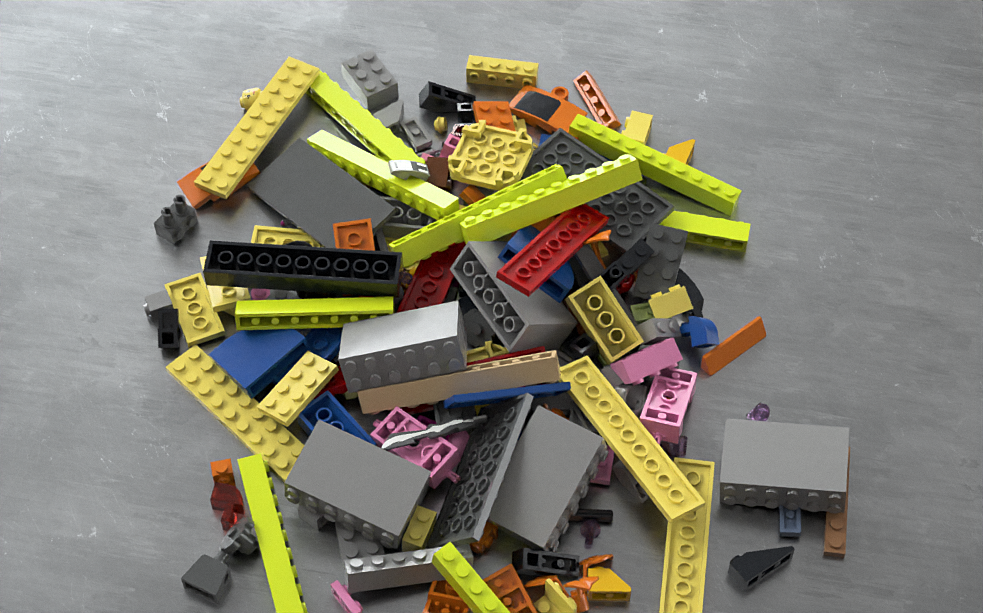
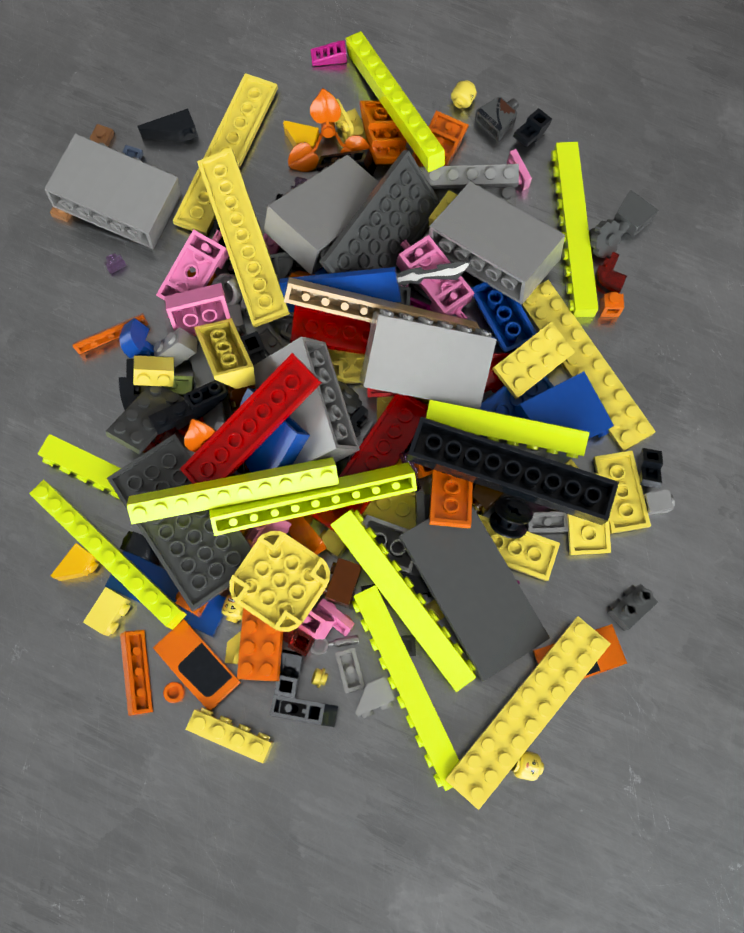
camera: 165 degrees left, 20 degrees up
(369, 79) = (386, 764): light grey piece -> none
(405, 168) = (375, 581): slope -> none

